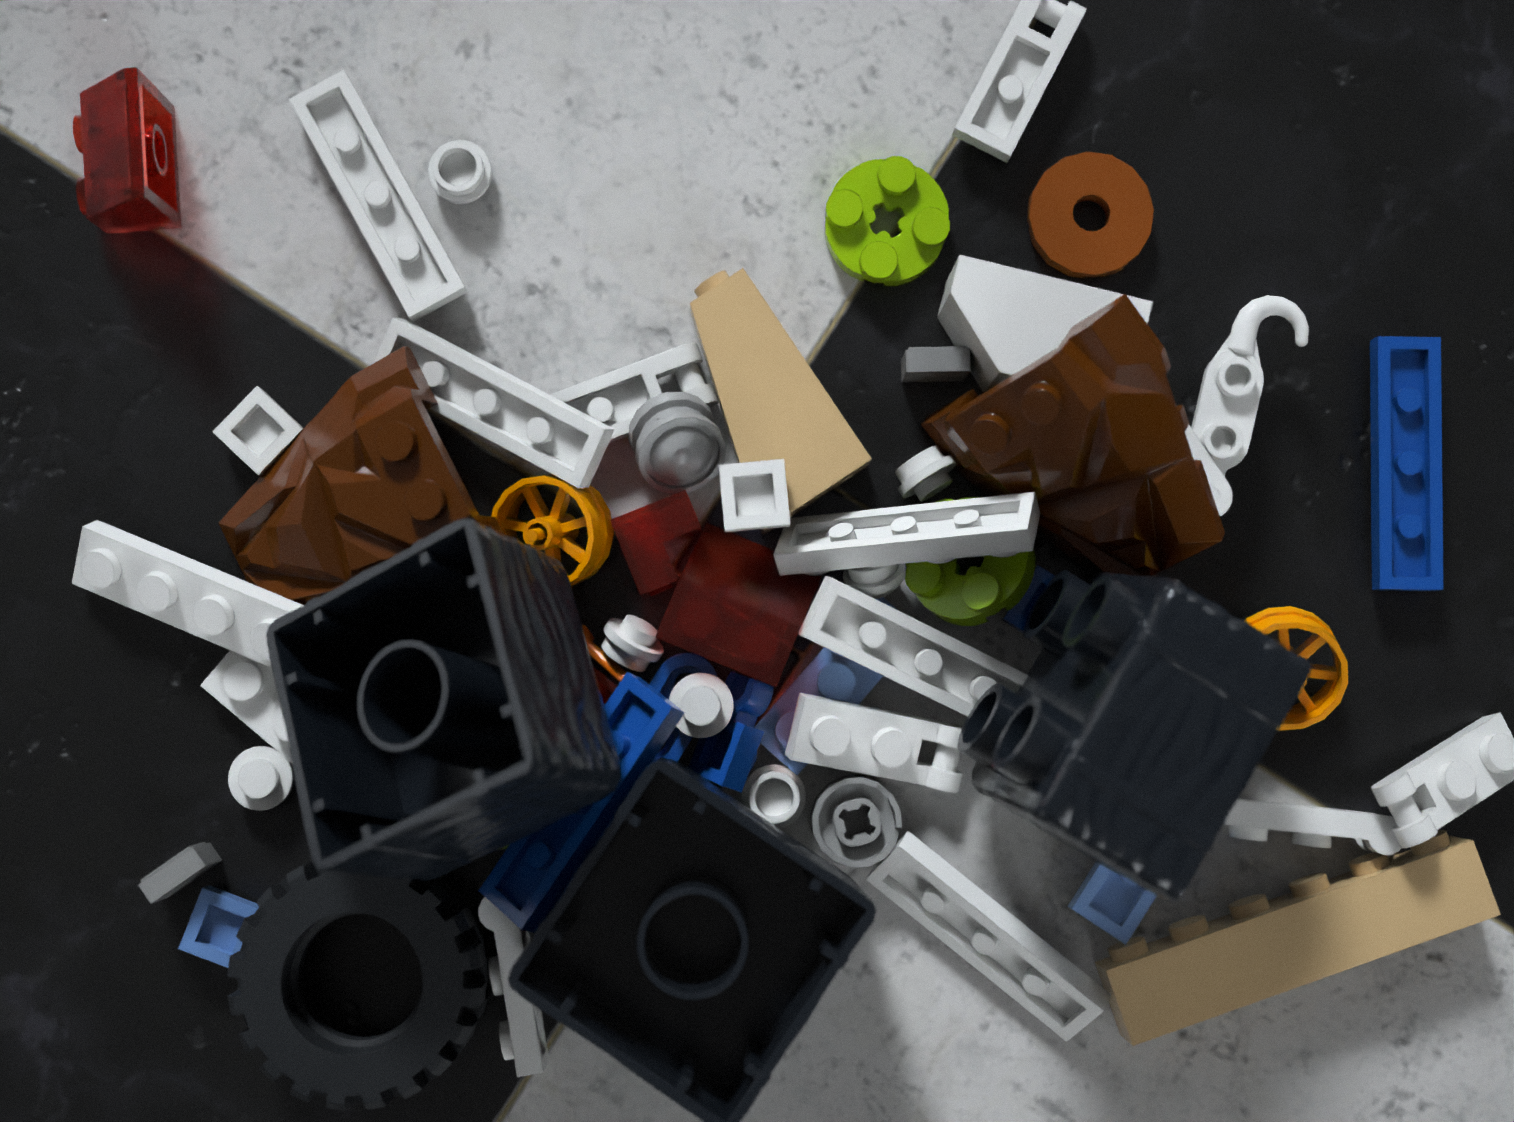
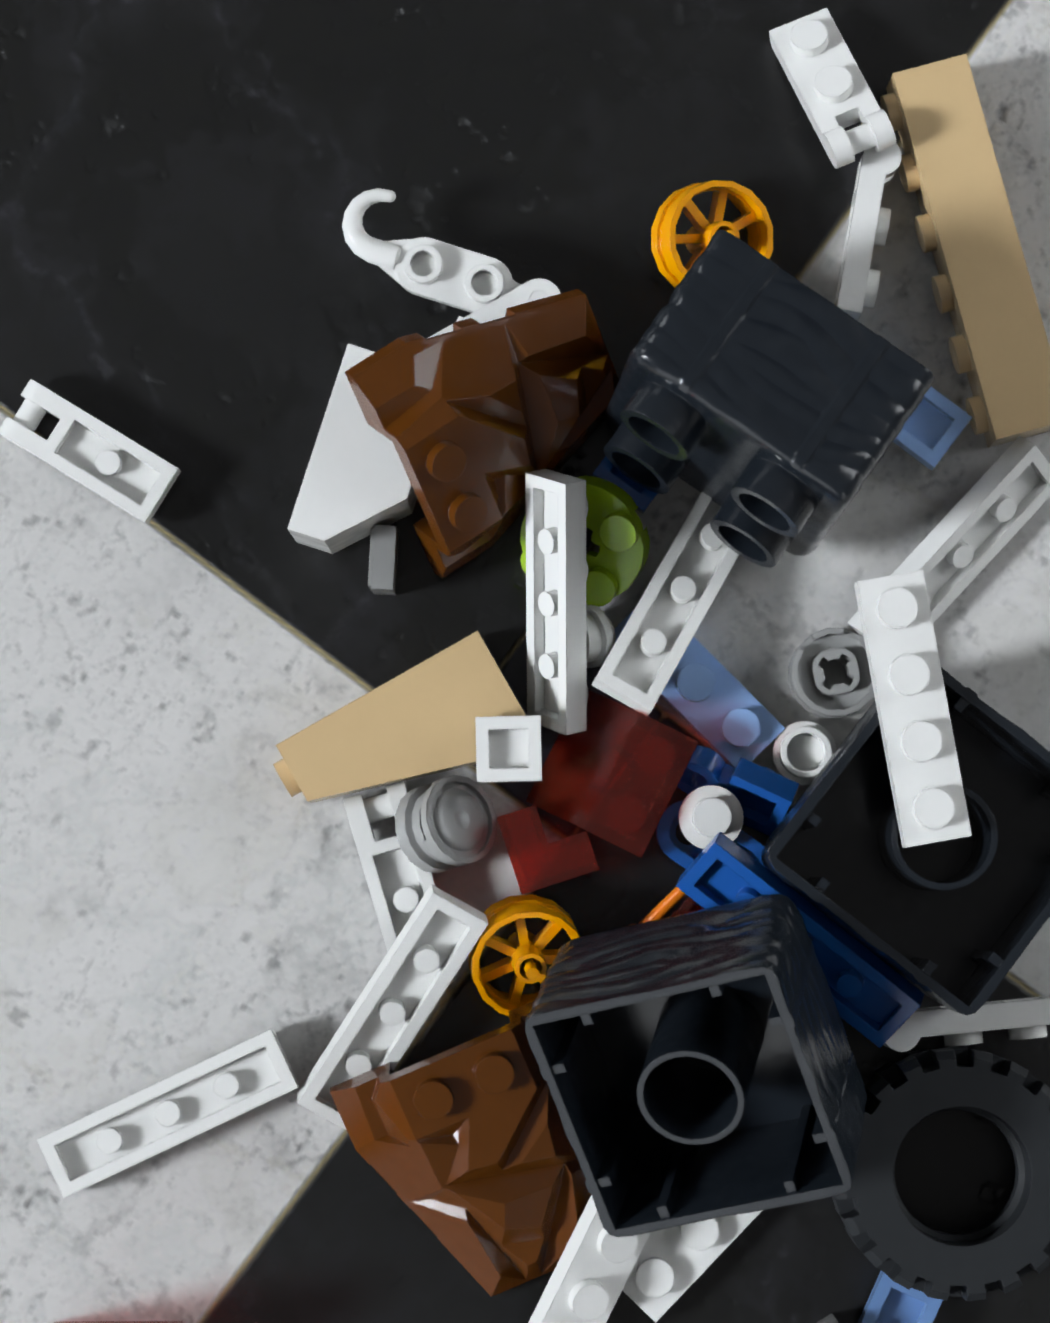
camera: 75 degrees left, 0 degrees up
(258, 430) = (402, 1248): white plate -> none
(261, 778) = (752, 1266): white plate -> none
(460, 171) = (148, 1028): white plate -> none
(631, 642) = (642, 883): white plate -> none
(821, 901) = (912, 709): none -> white plate
(874, 742) = (757, 649): white plate -> none
(893, 186) = (197, 587): lime plate -> none
(925, 474) = (493, 577): white plate -> none
(1110, 185) = (232, 356): dark orange tile -> none
(1406, 463) = (516, 100): blue plate -> none

